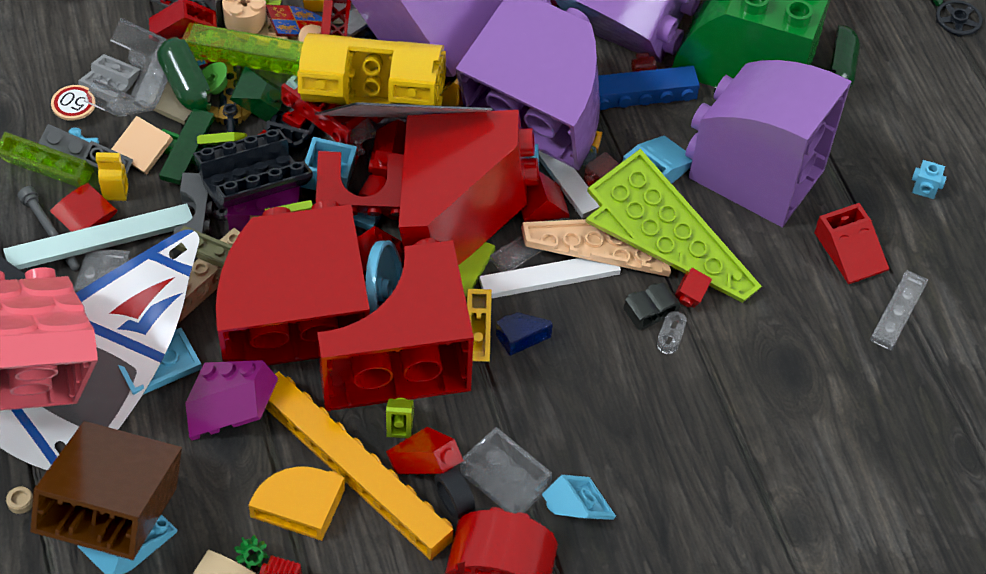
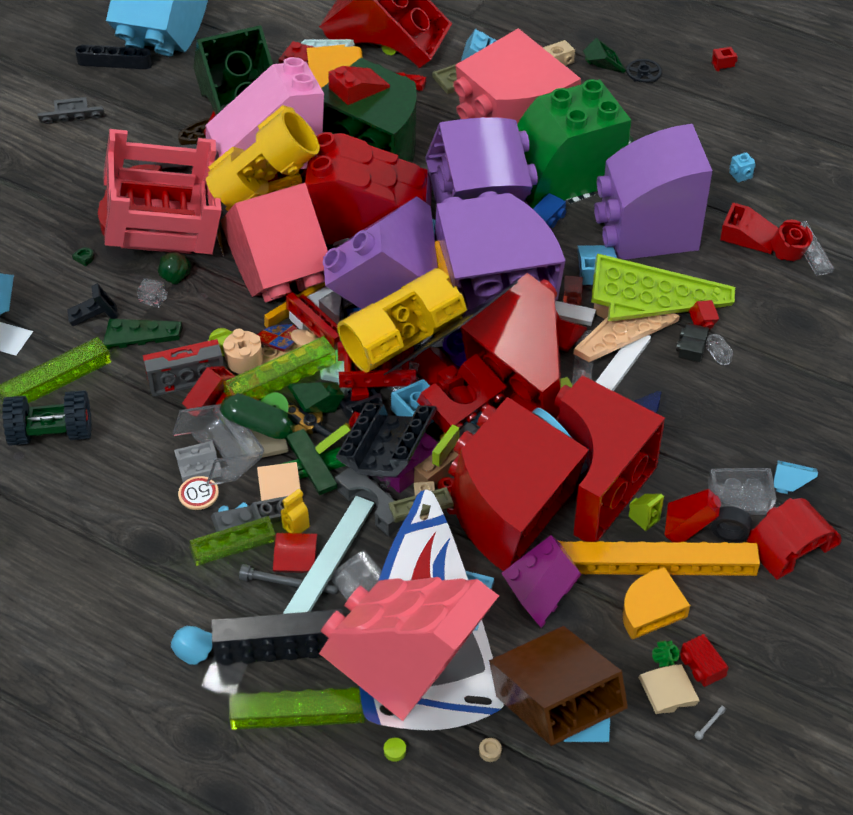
camera: 40 degrees left, 5 degrees down
(876, 284) = (791, 240): none -> red brick

